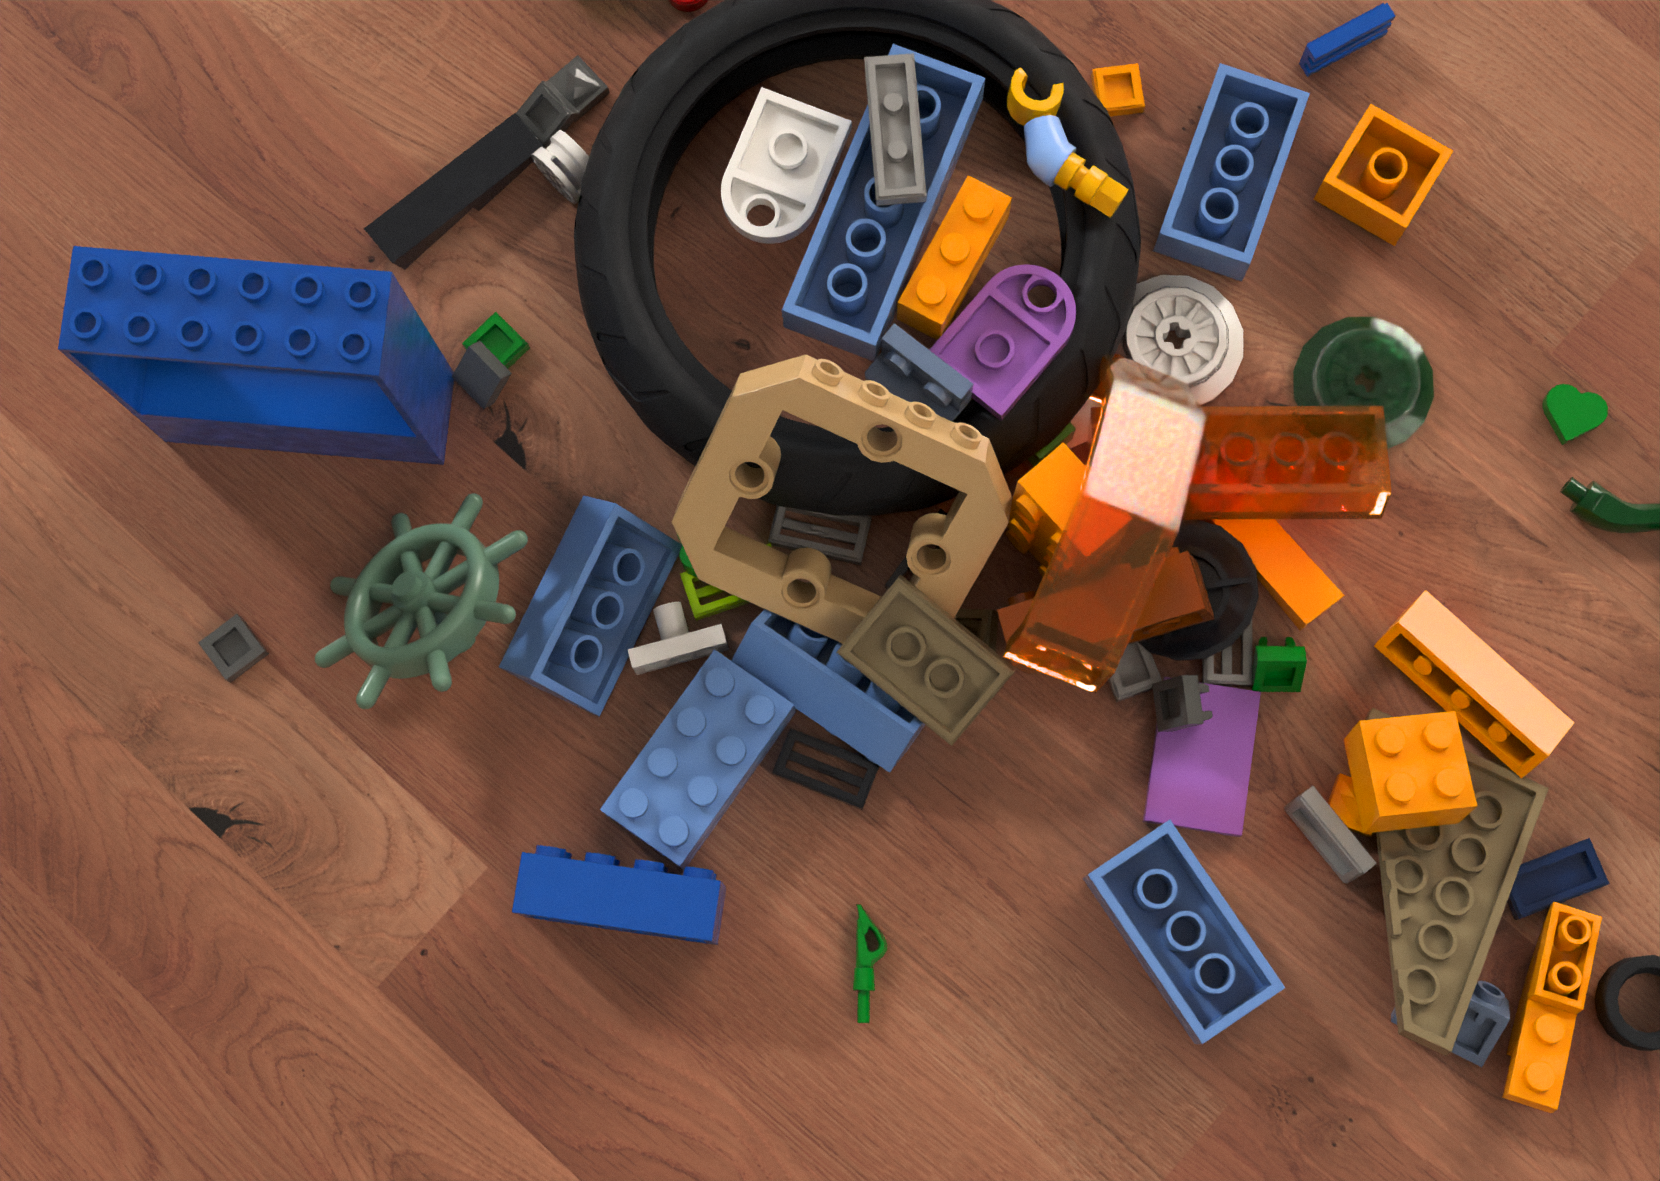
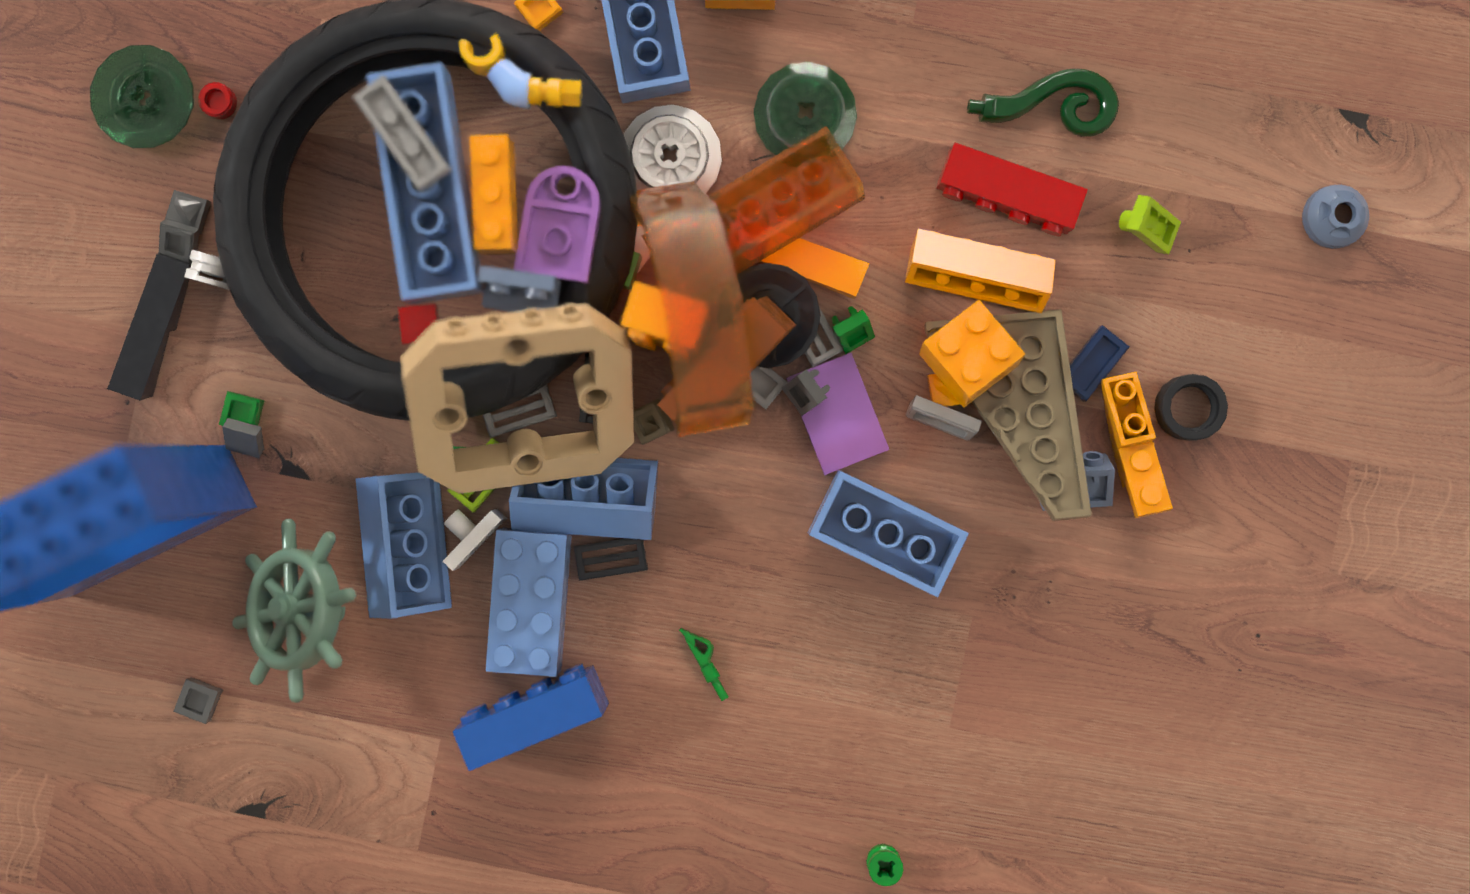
camera: 35 degrees left, 10 degrees up
(776, 345) = (416, 320): none -> red tile
(783, 164) = (346, 194): white tile -> none
(926, 660) = (631, 462): dark tan tile -> none
(1564, 611) = (1011, 189): none -> red brick
(1573, 412) = (948, 54): green tile -> none

